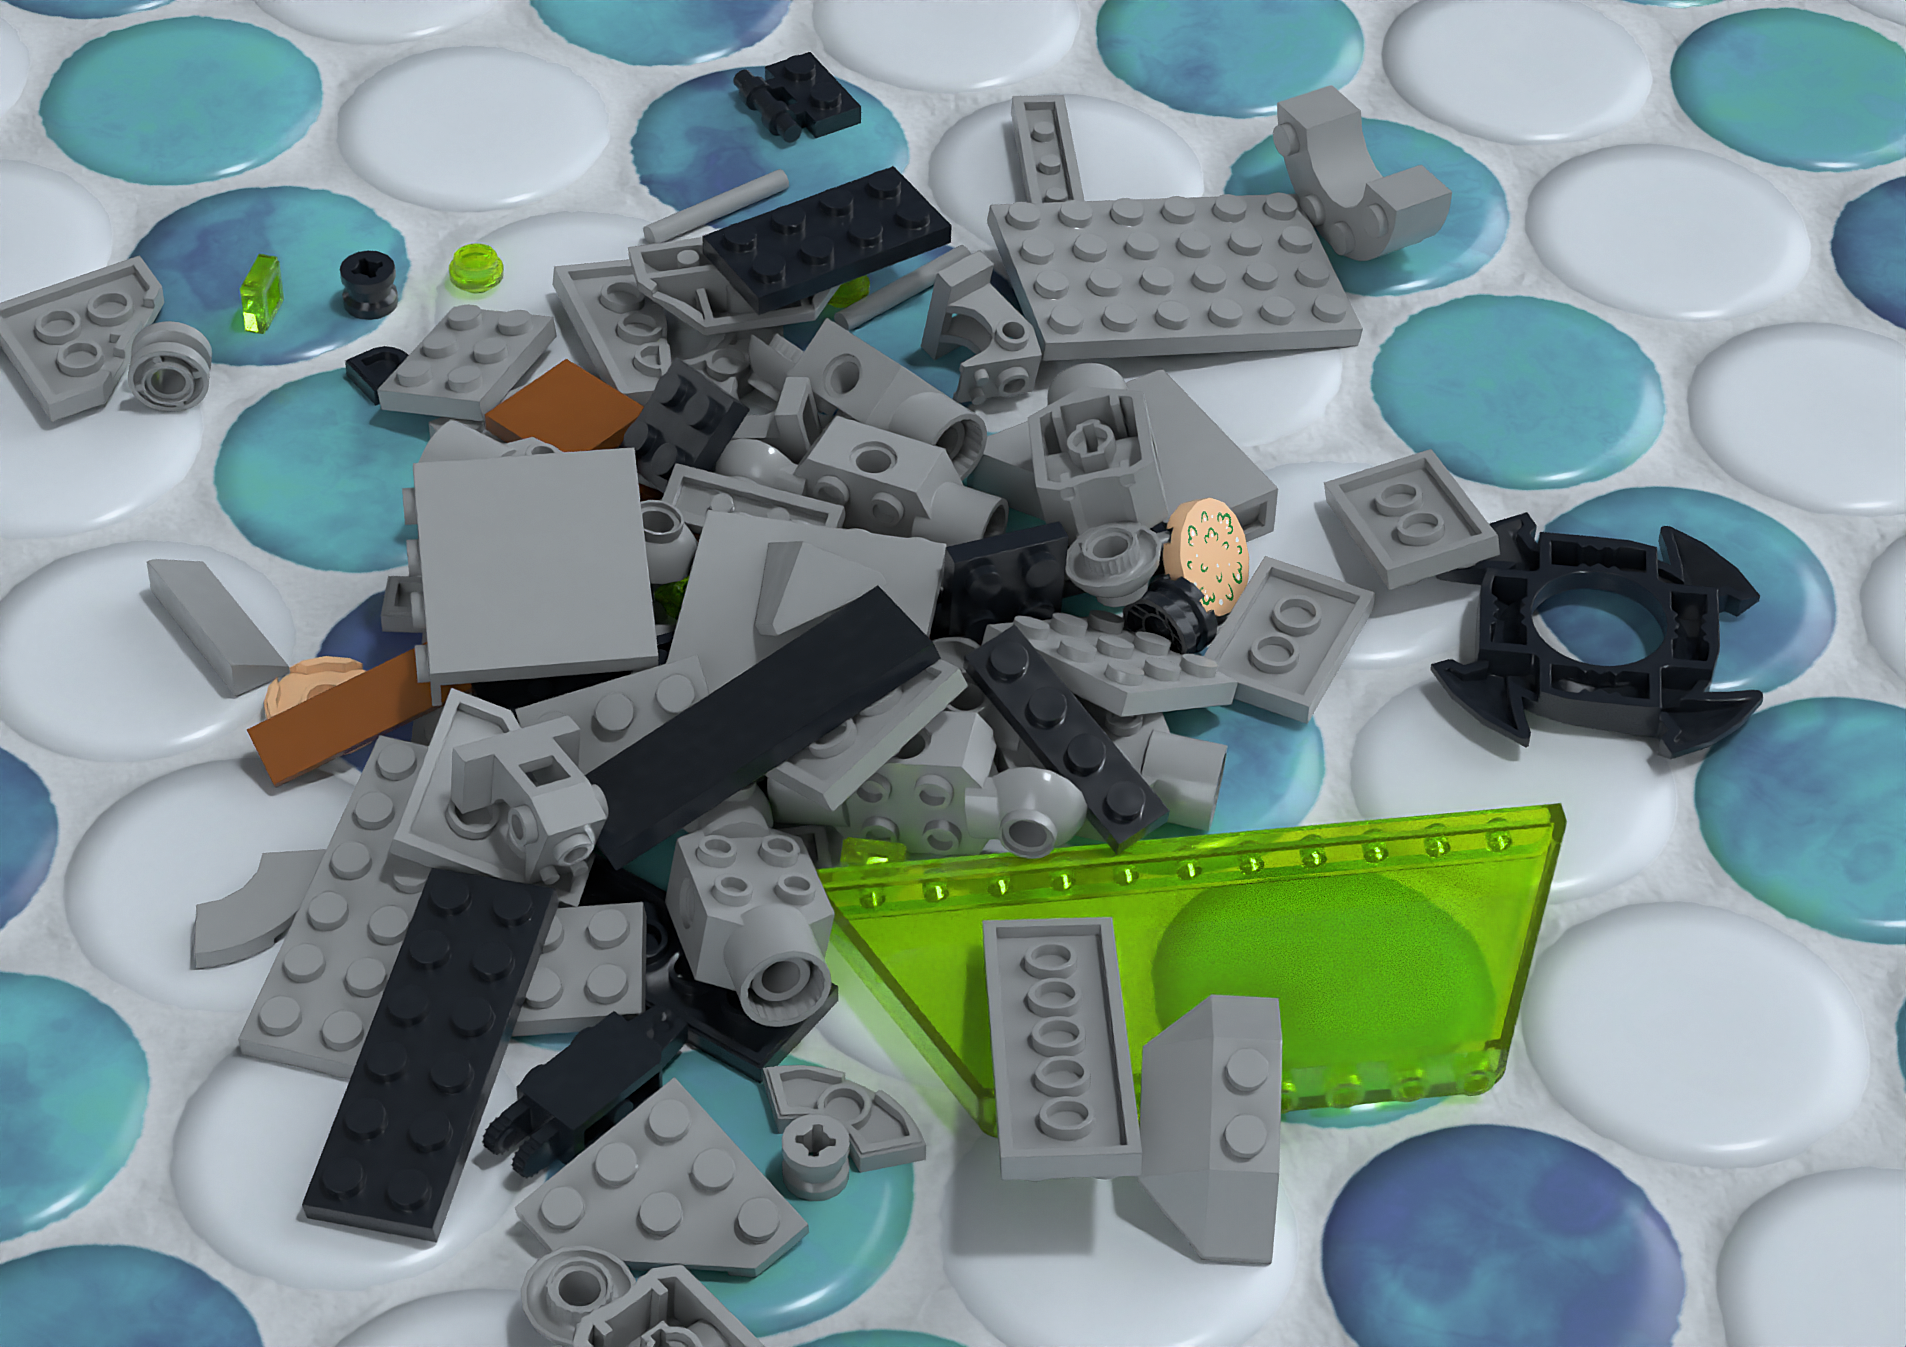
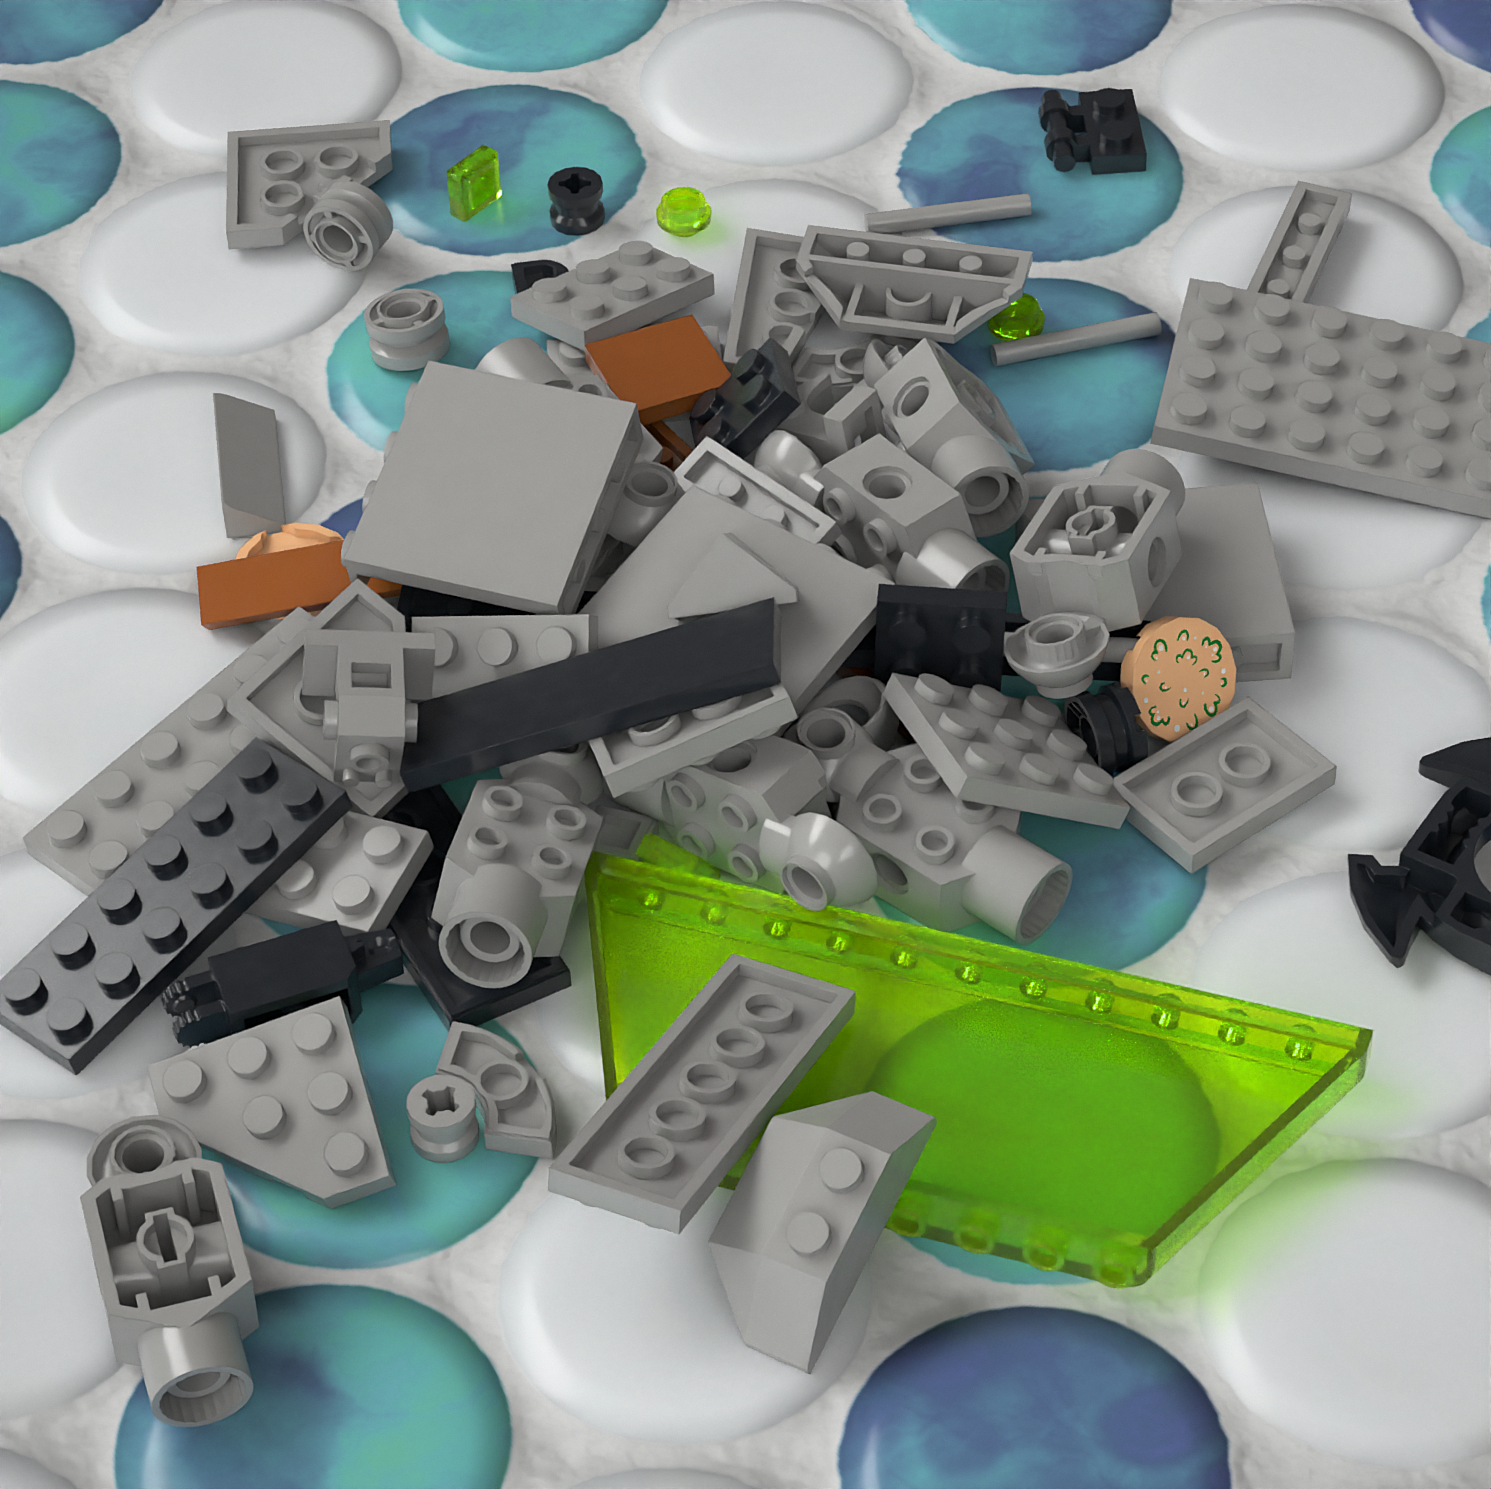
camera: 30 degrees right, 0 degrees up
(257, 912) = (100, 736): light grey tile -> none
(290, 448) = (407, 329): none -> light grey wheel
(826, 240) = (995, 266): black plate -> none
(982, 325) = (1111, 395): light grey tile -> none
(1066, 737) = (894, 805): black plate -> none
(1411, 519) = (1419, 705): light grey plate -> none

